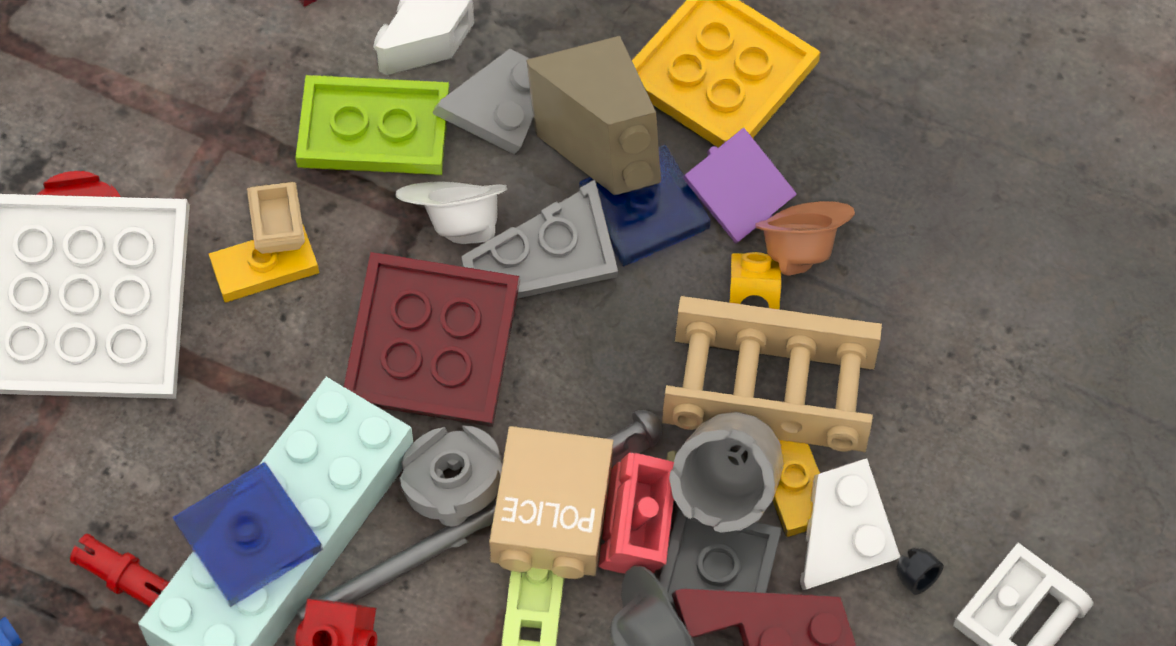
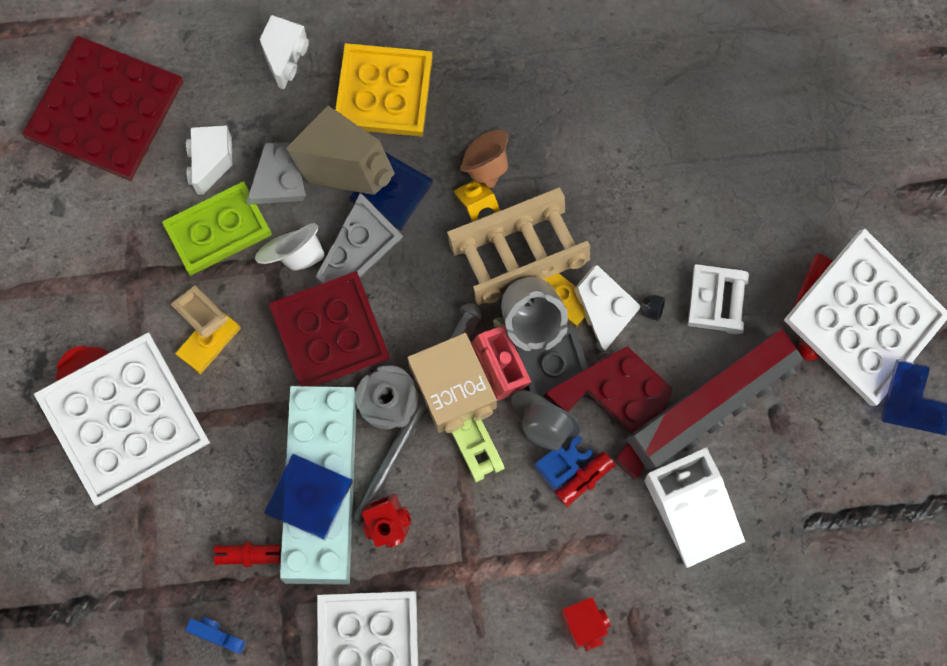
camera: 30 degrees left, 10 degrees up
(739, 185) = (435, 151): medium lavender piece -> none

